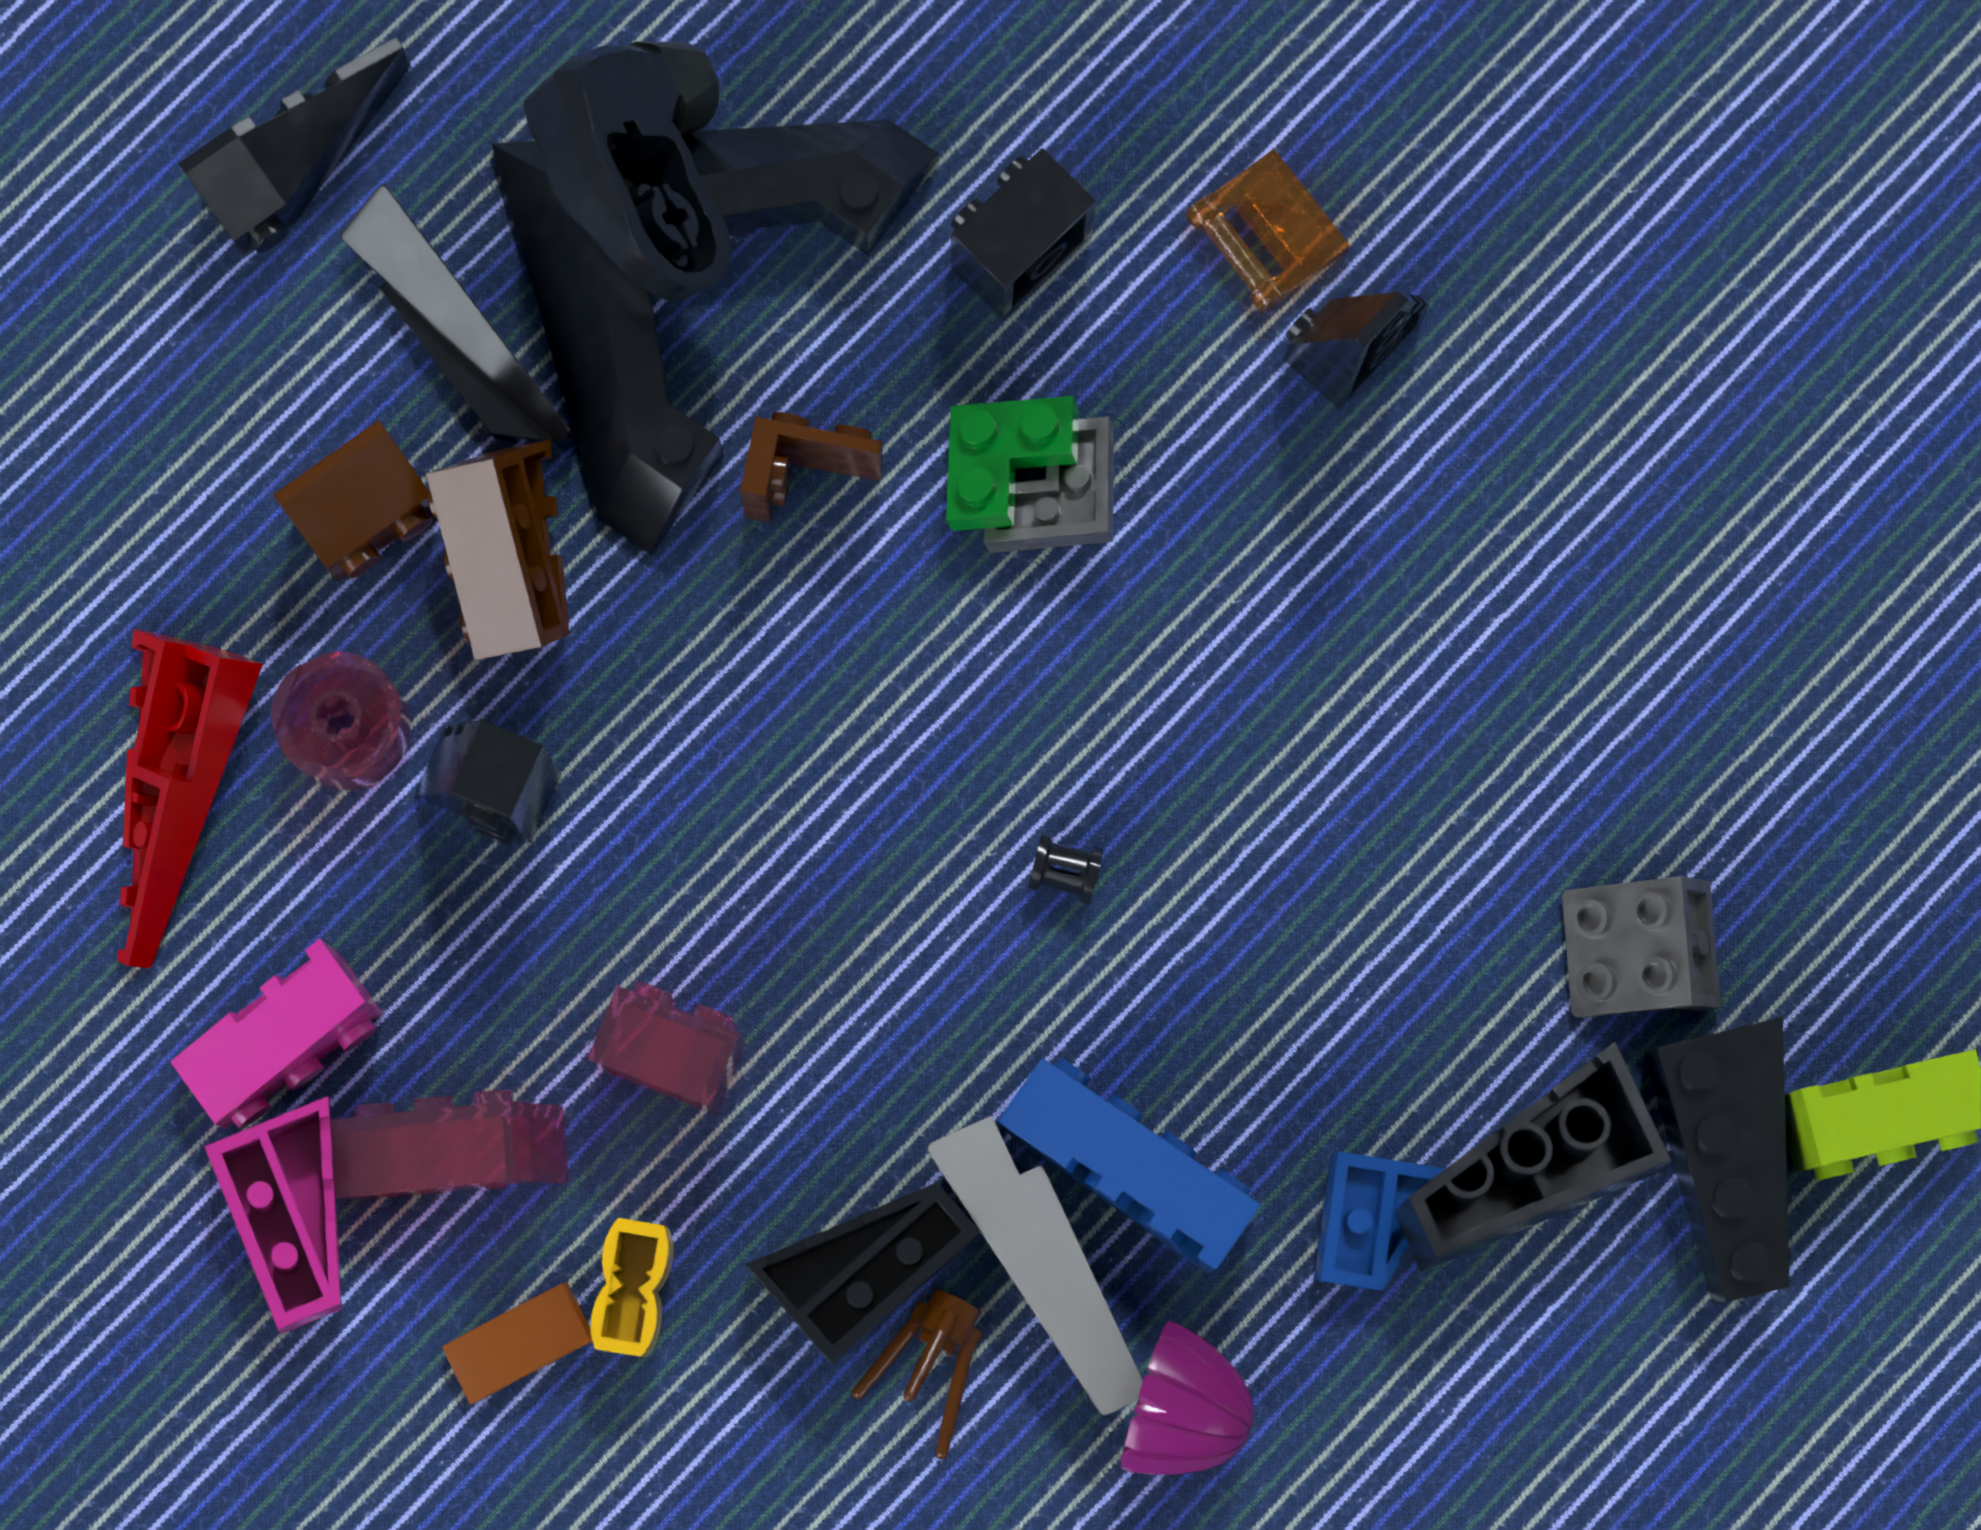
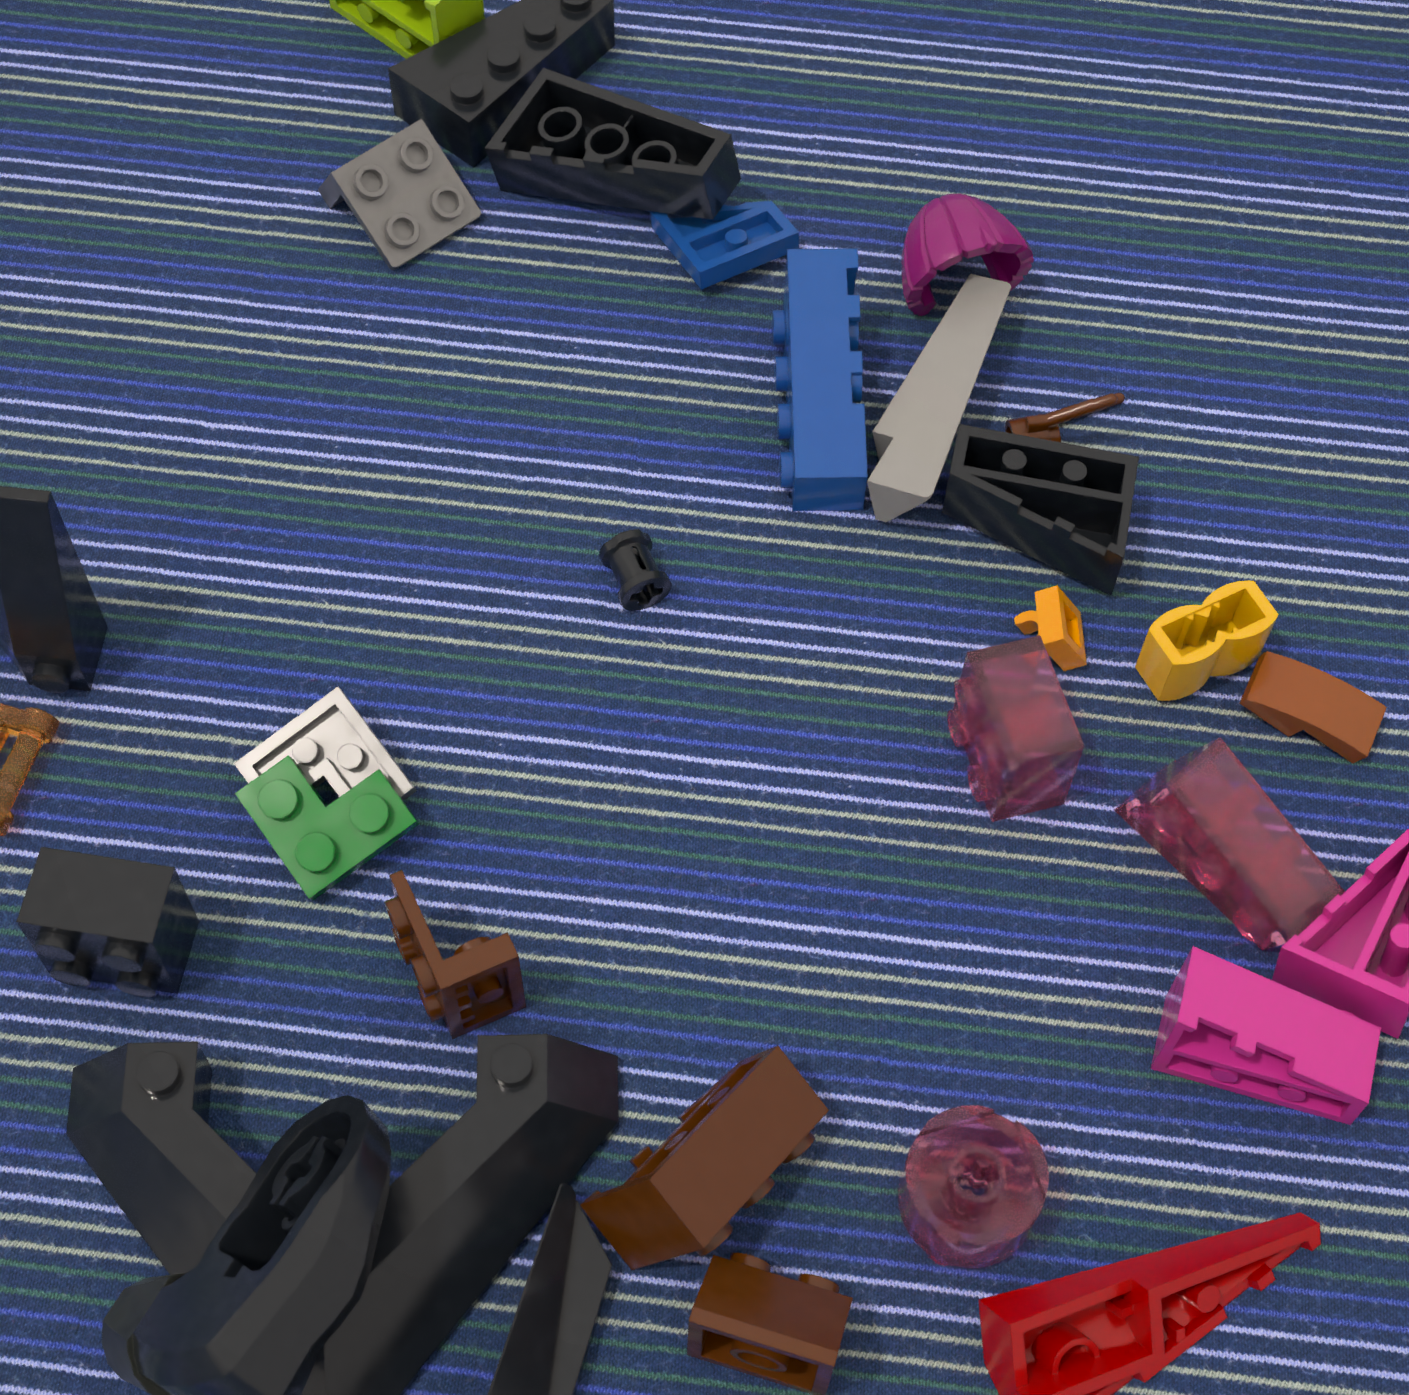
camera: 125 degrees left, 20 degrees down
(491, 780) = (924, 1009): black wedge -> none
(743, 1181) = (1058, 626): none -> light orange tile

